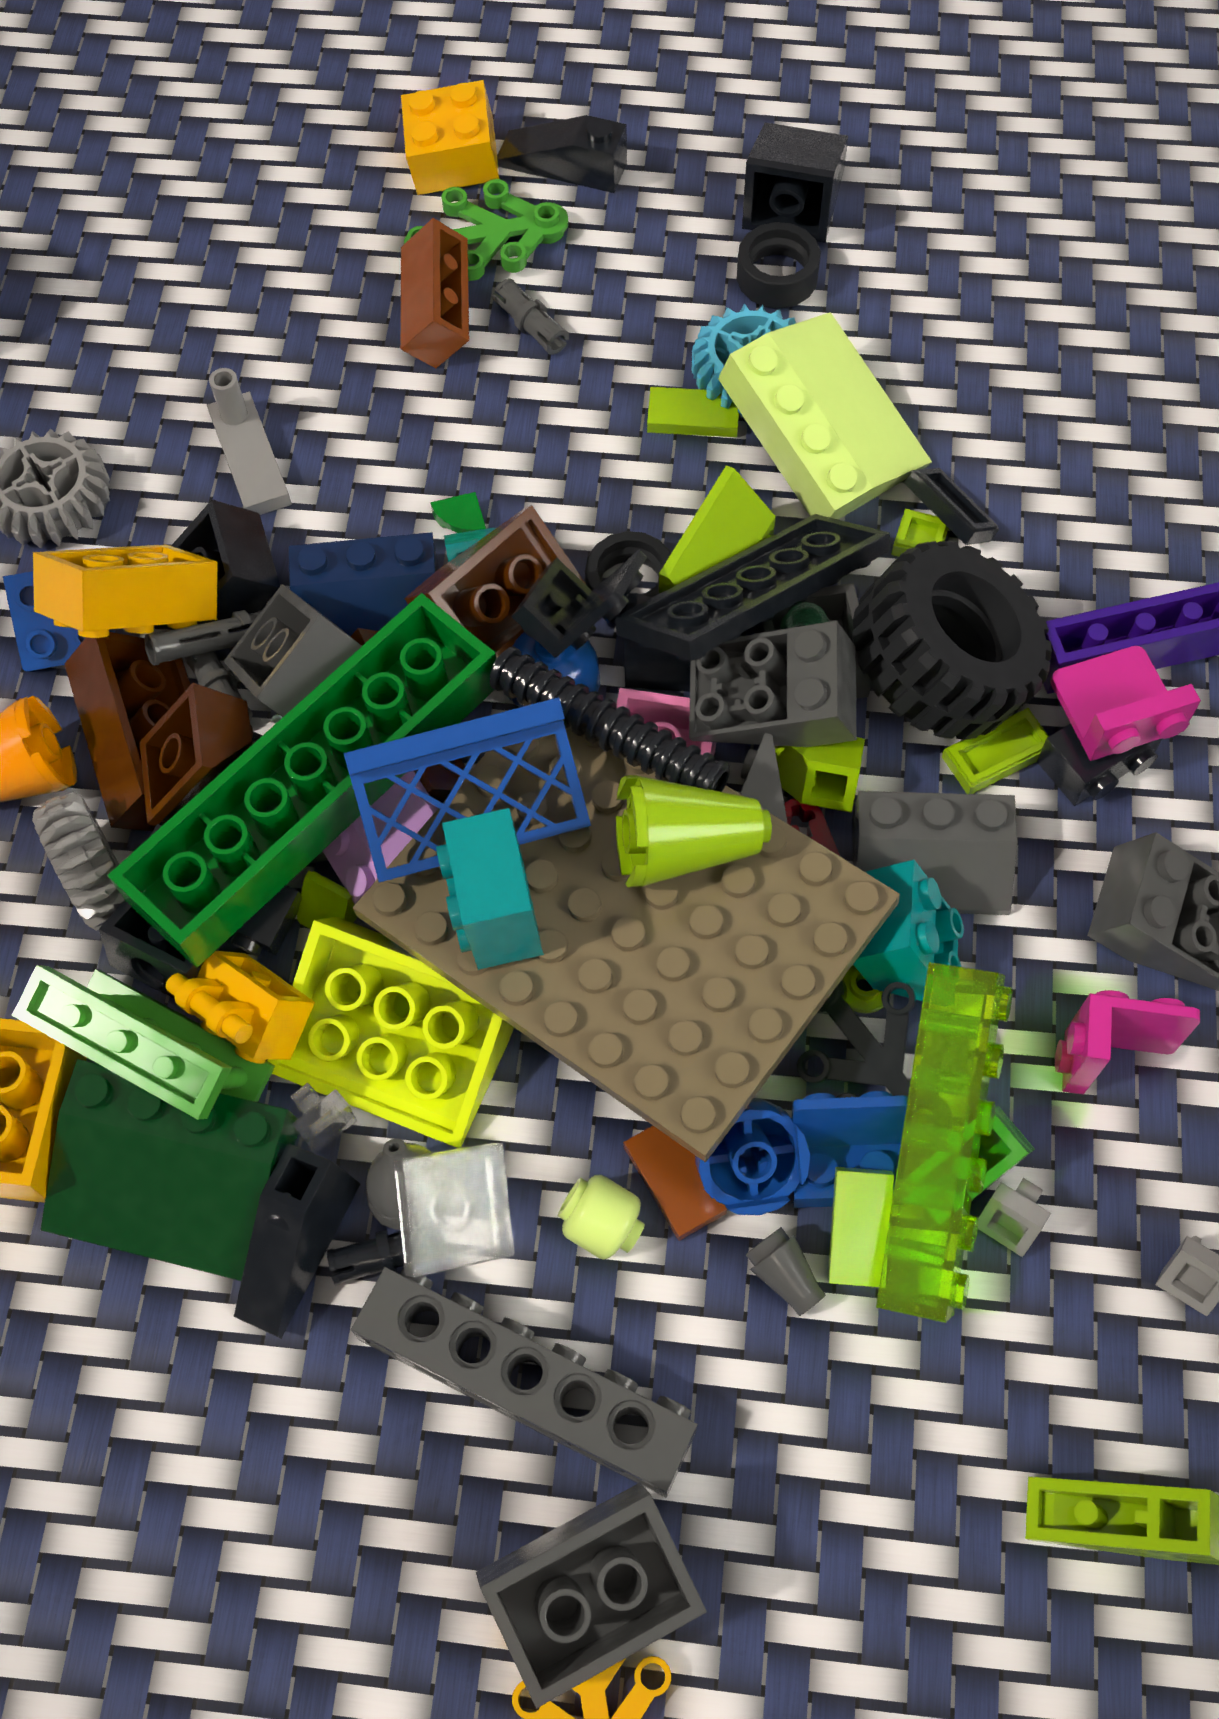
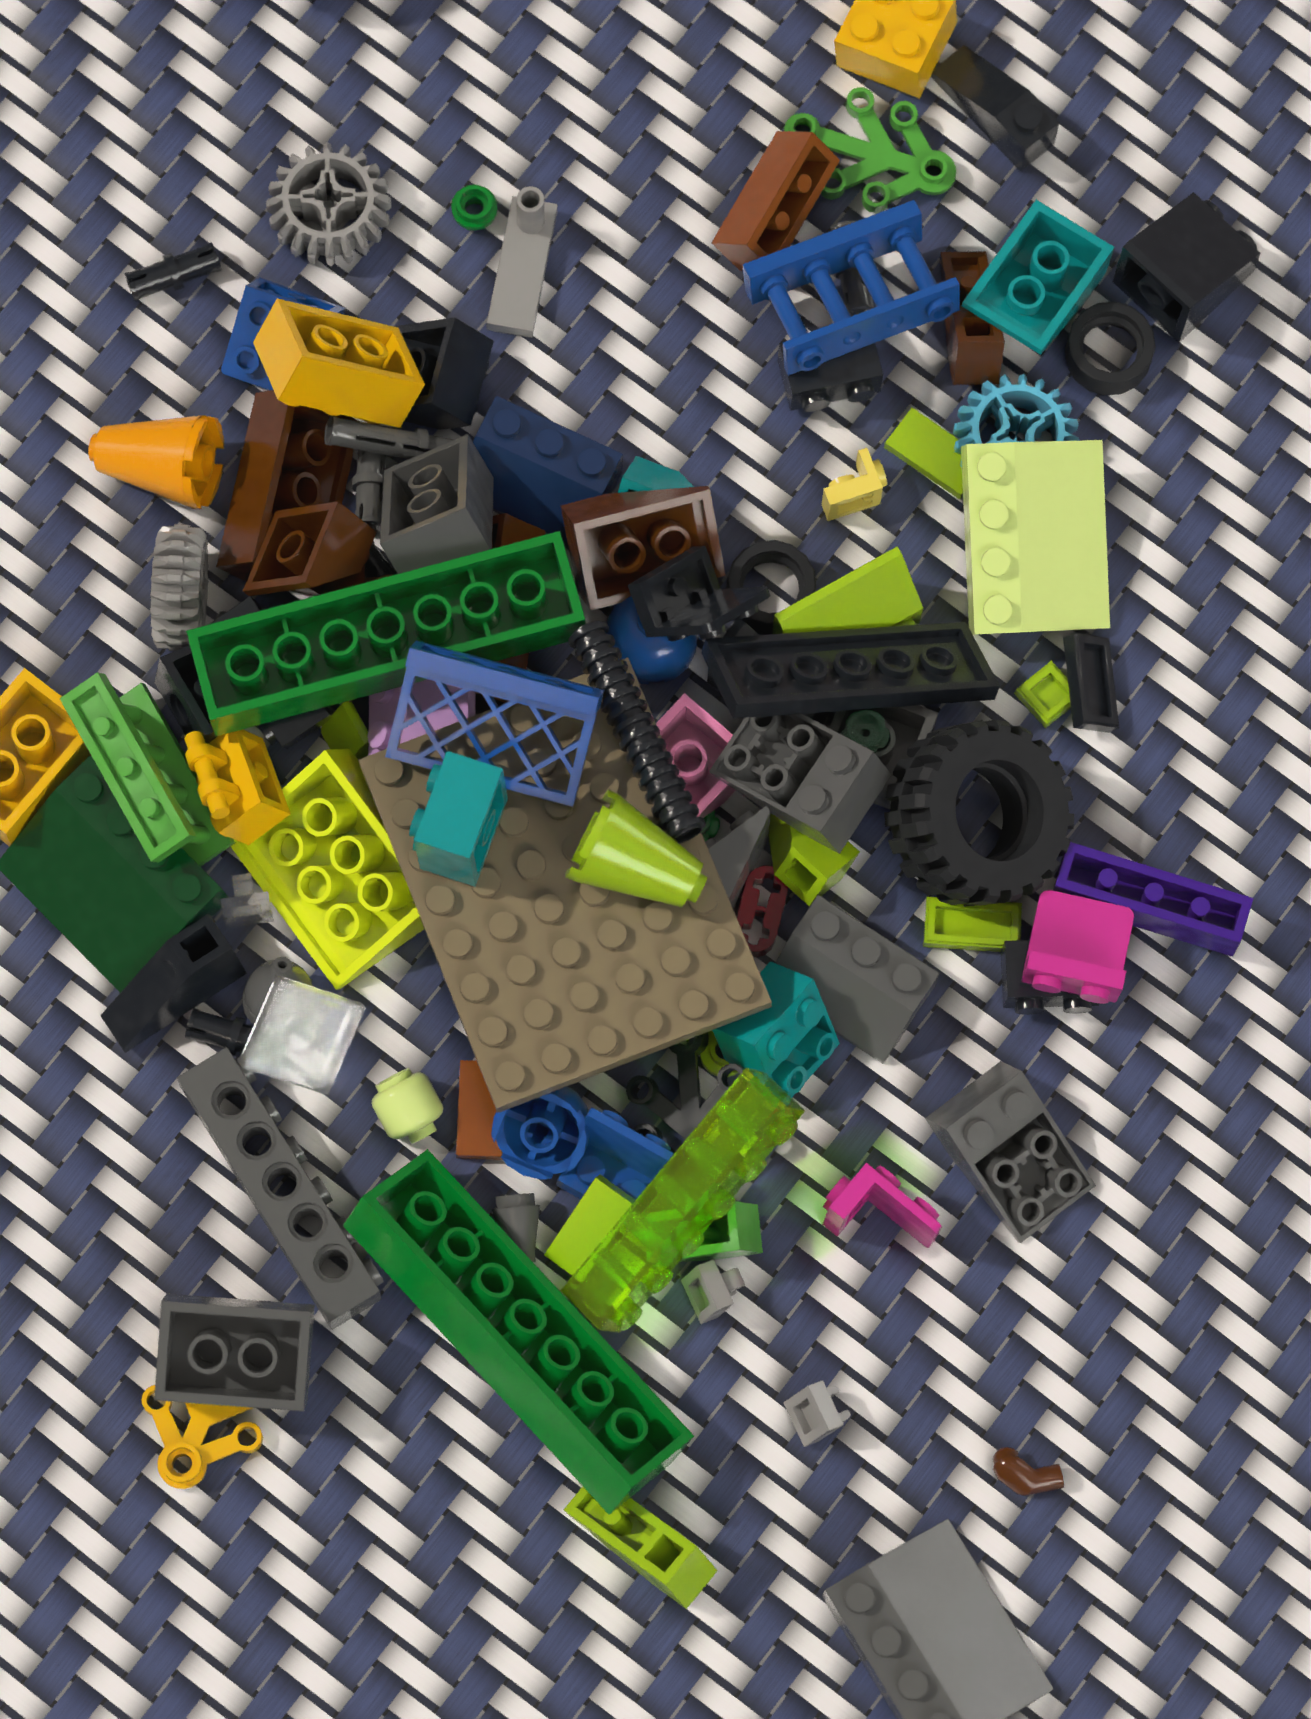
camera: 25 degrees right, 10 degrees up
(178, 429) = (474, 195): none -> green plate
(459, 513) = (668, 439): green tile -> none
(519, 286) = (836, 251): none -> blue fence
(563, 386) = (849, 377): none -> black brick
(649, 467) = (852, 494): none -> light yellow bracket
(656, 299) = (972, 343): none -> reddish brown slope
(690, 228) = (1040, 277): none -> teal slope
(871, 1379) = (518, 1331): none -> green brick

